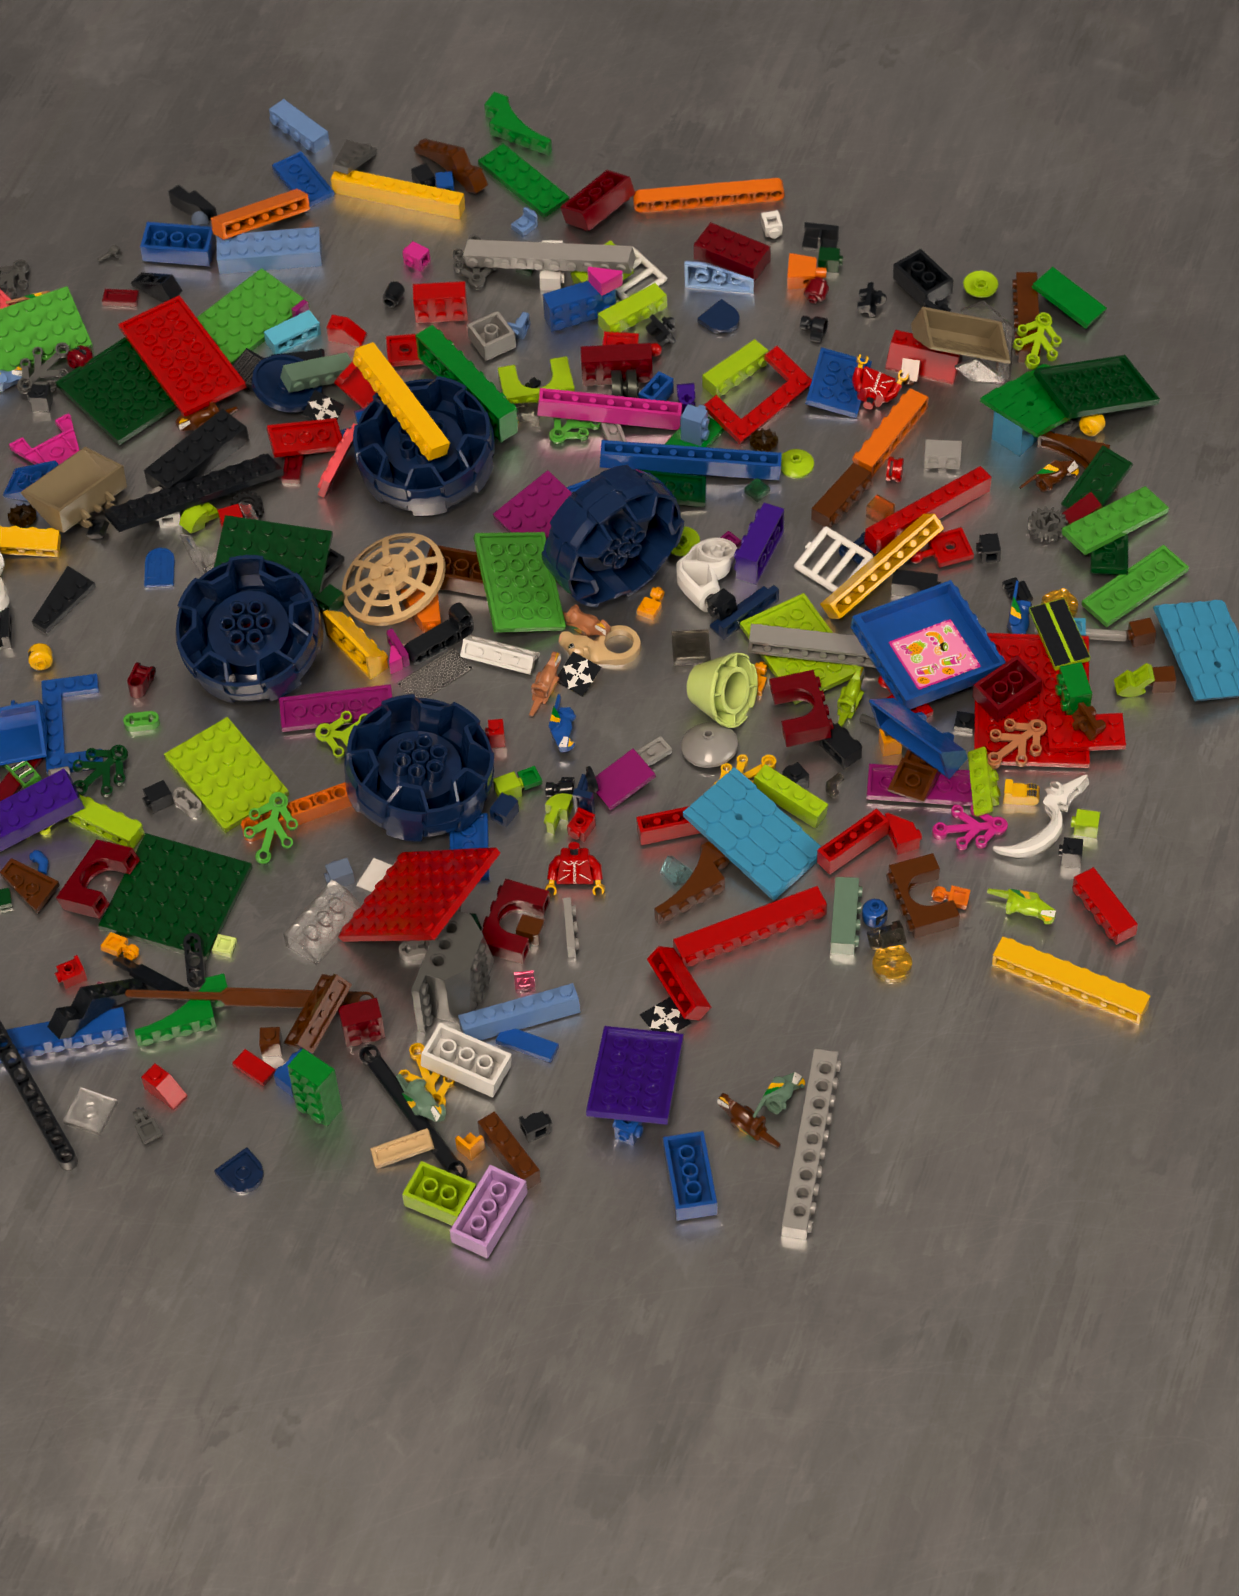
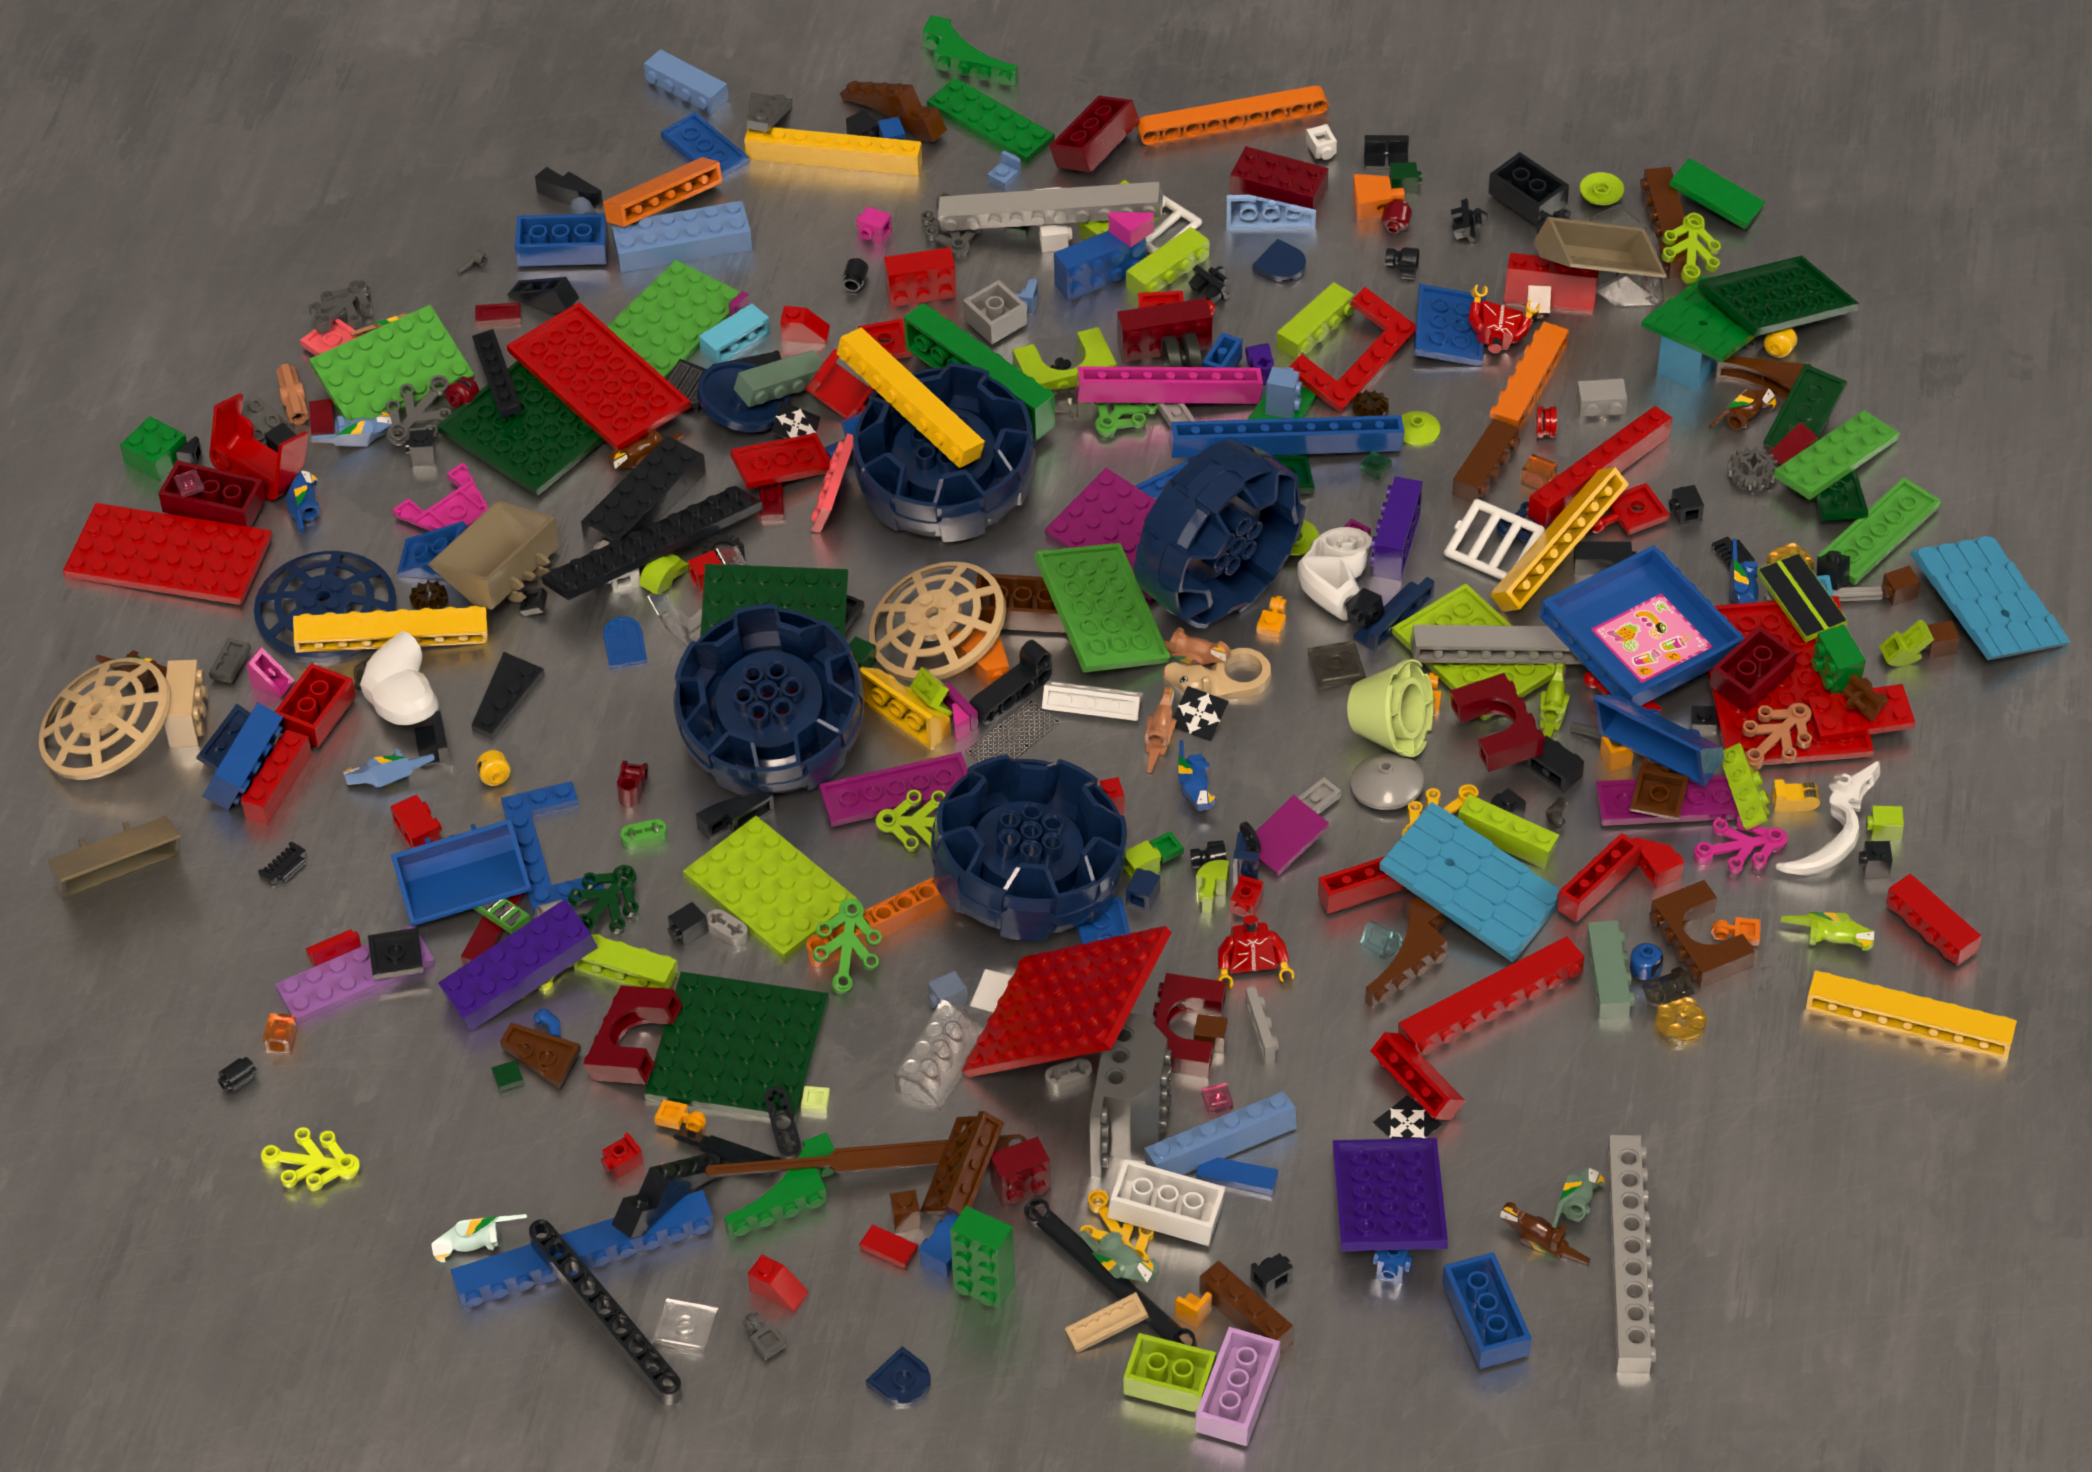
camera: 10 degrees left, 5 degrees down
(107, 345) = (497, 373): none -> black tile
(210, 713) = (733, 813): none -> black slope
(376, 634) = (930, 690): none -> lime panel
(1092, 612) = (1835, 566): none -> black brick

